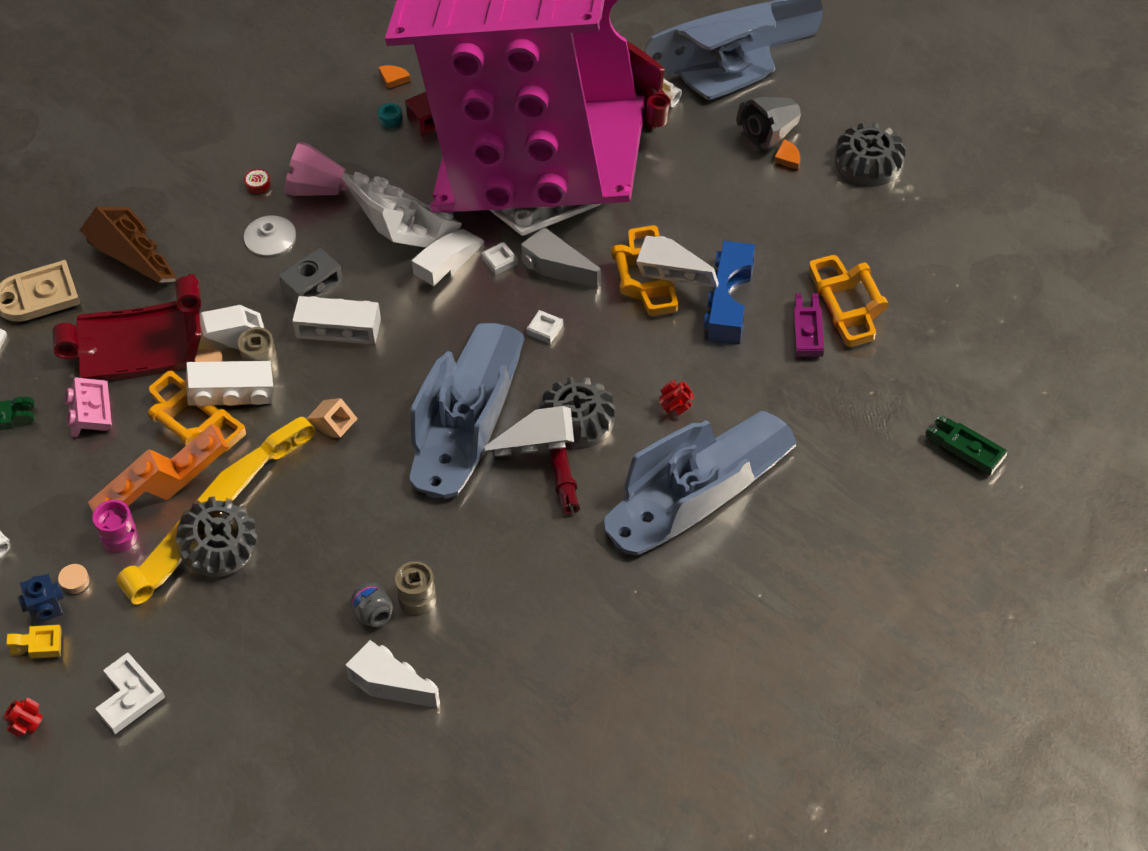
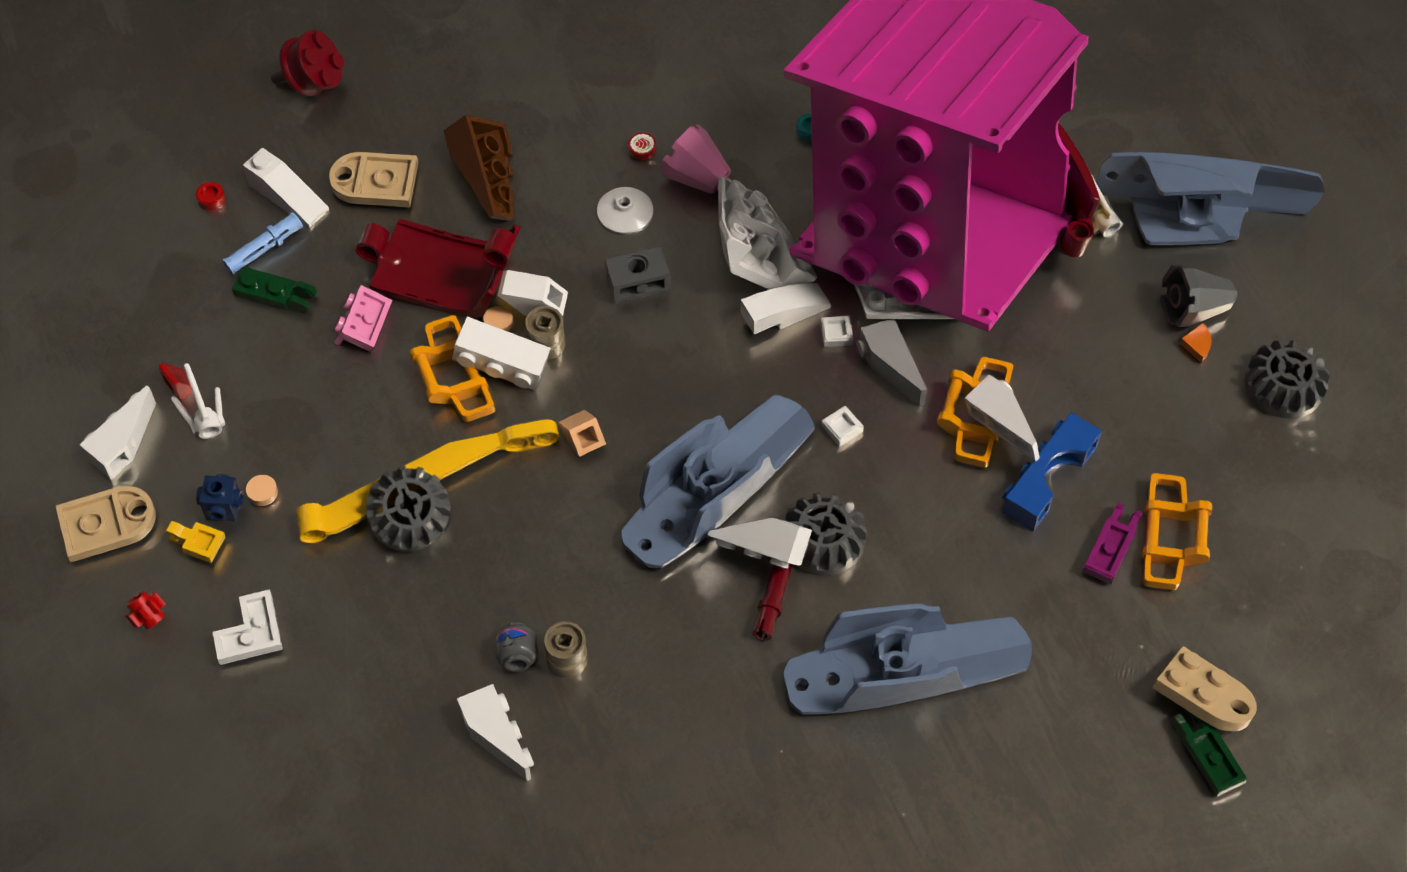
camera: 25 degrees right, 5 degrees up
(115, 526) = (322, 455): dark pink wheel -> none
(161, 474) = (386, 420): orange bracket -> none
(336, 320) = (640, 330): white brick -> none
(676, 397) = (930, 563): red gear -> none
(941, 401) = (1206, 691): none -> tan plate

